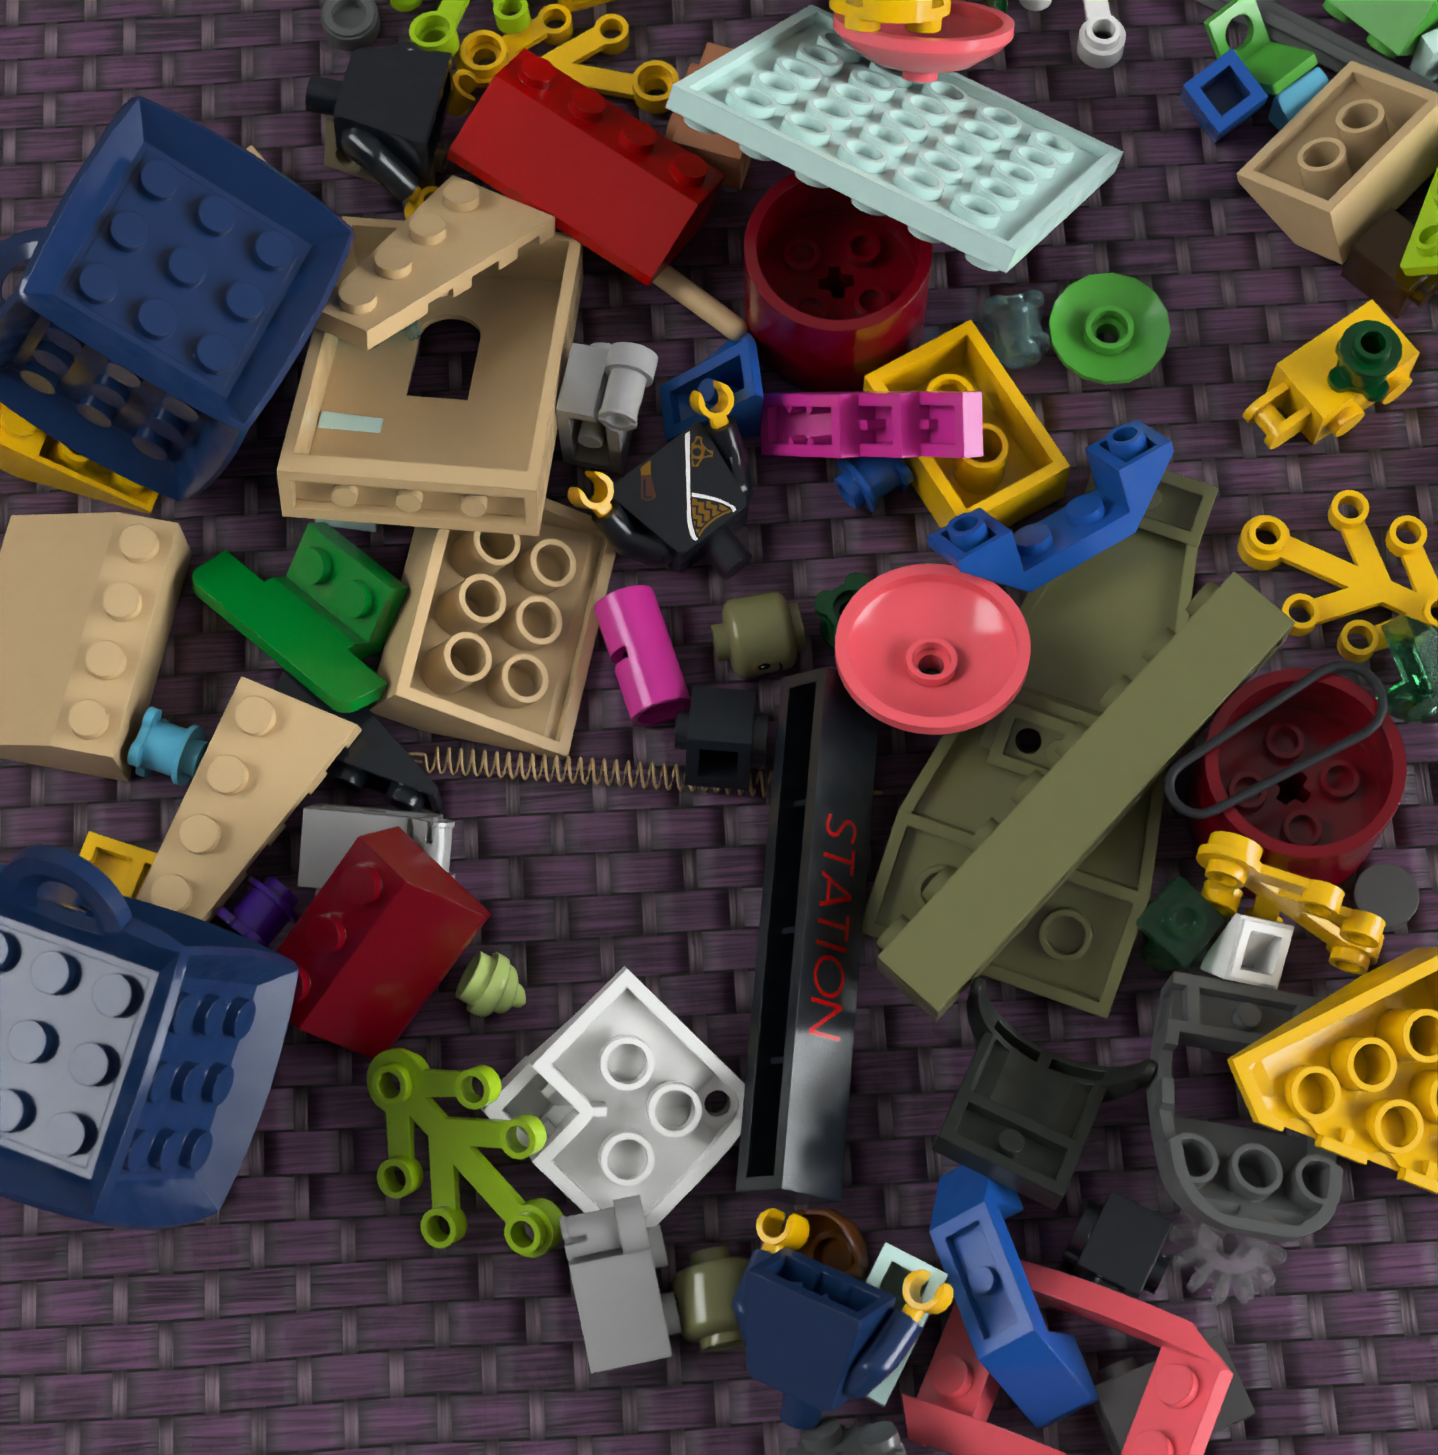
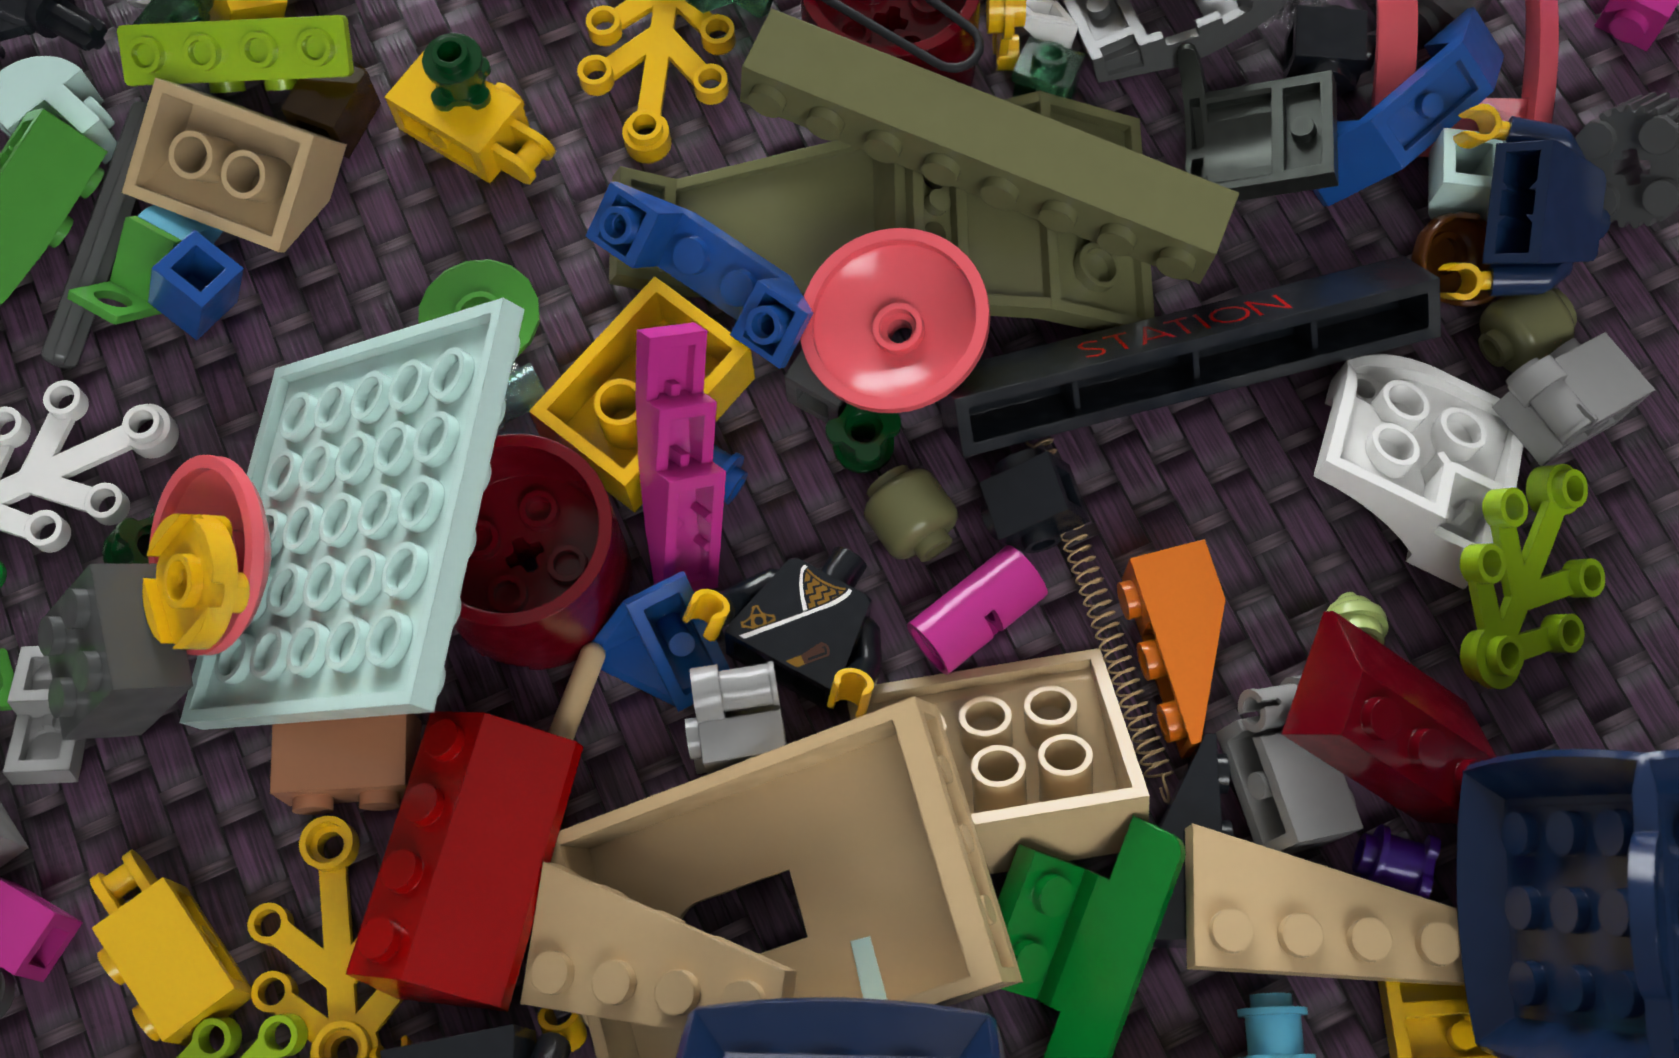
camera: 110 degrees left, 0 degrees up
(556, 825) = (1179, 618): none -> orange slope

